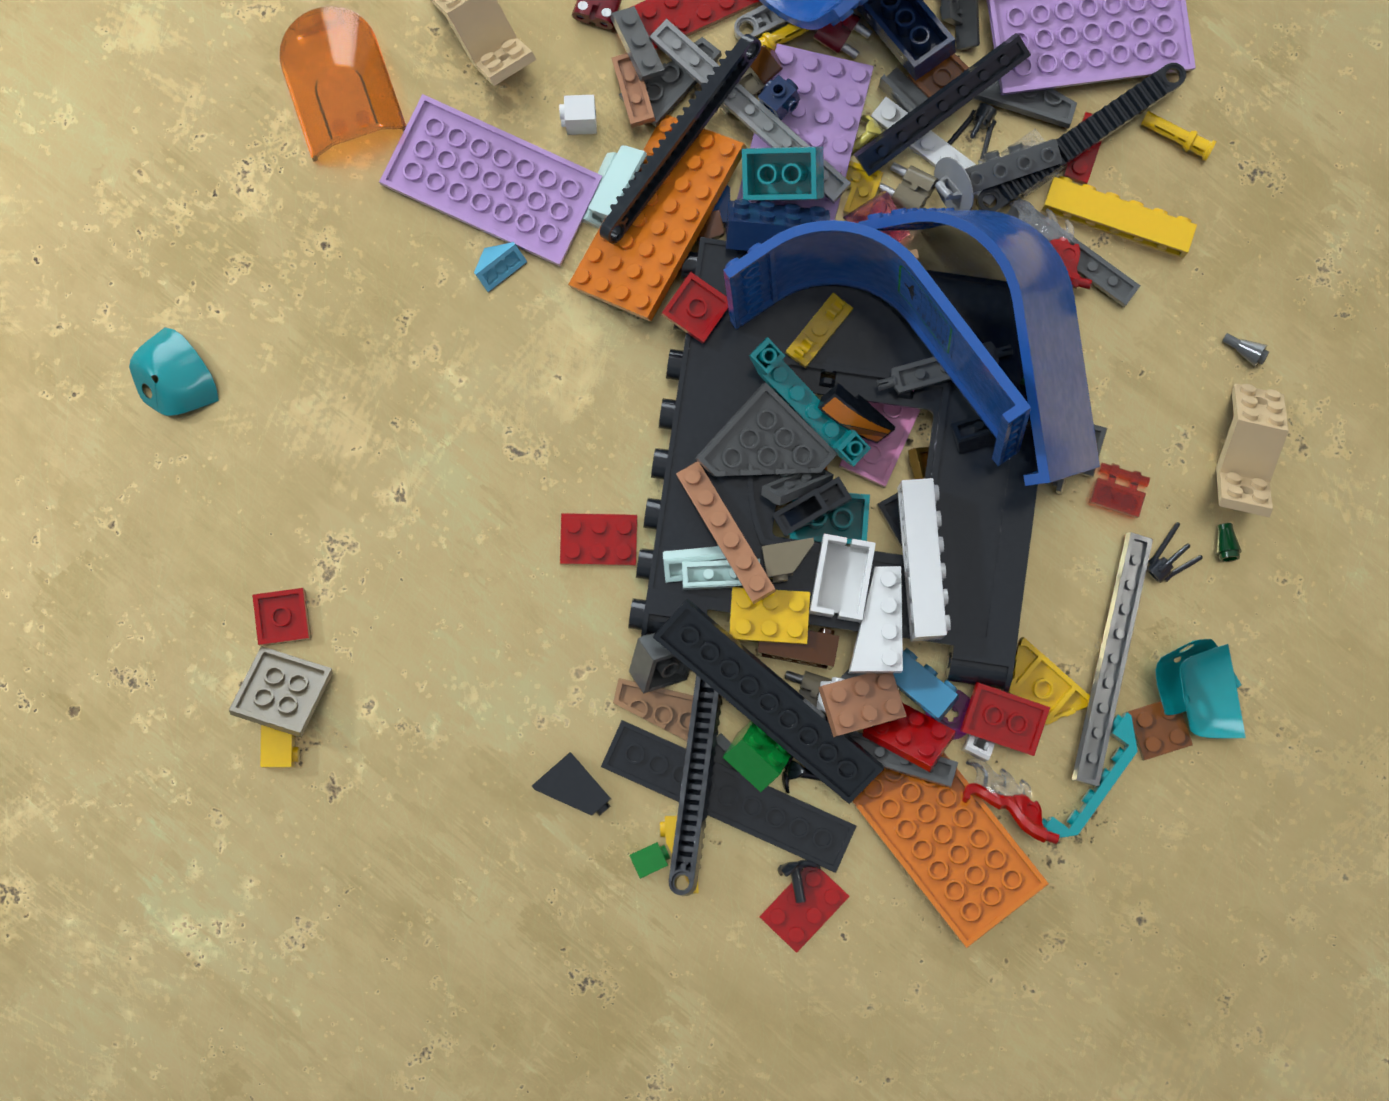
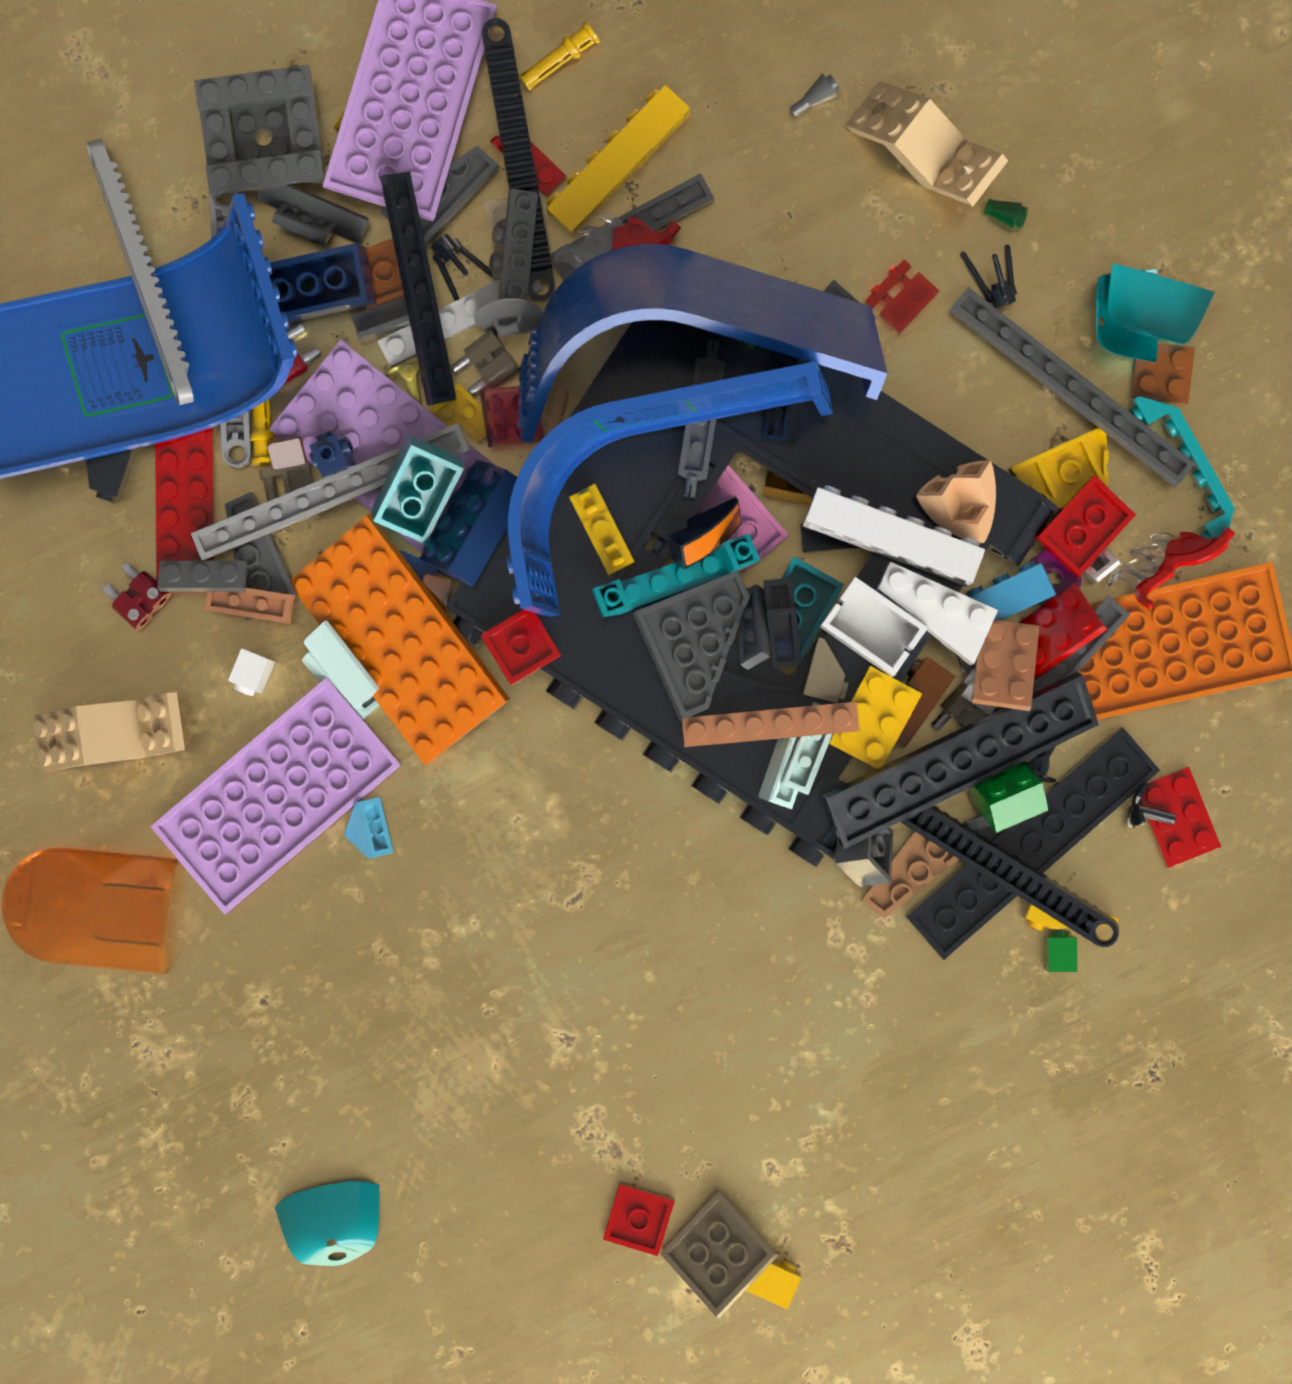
camera: 65 degrees left, 5 degrees up
(573, 786) = (951, 996): black slope -> none
(598, 539) = (707, 855): red plate -> none
(680, 138) = (329, 579): black gear -> none
(977, 605) = (963, 500): none -> light nougat brick

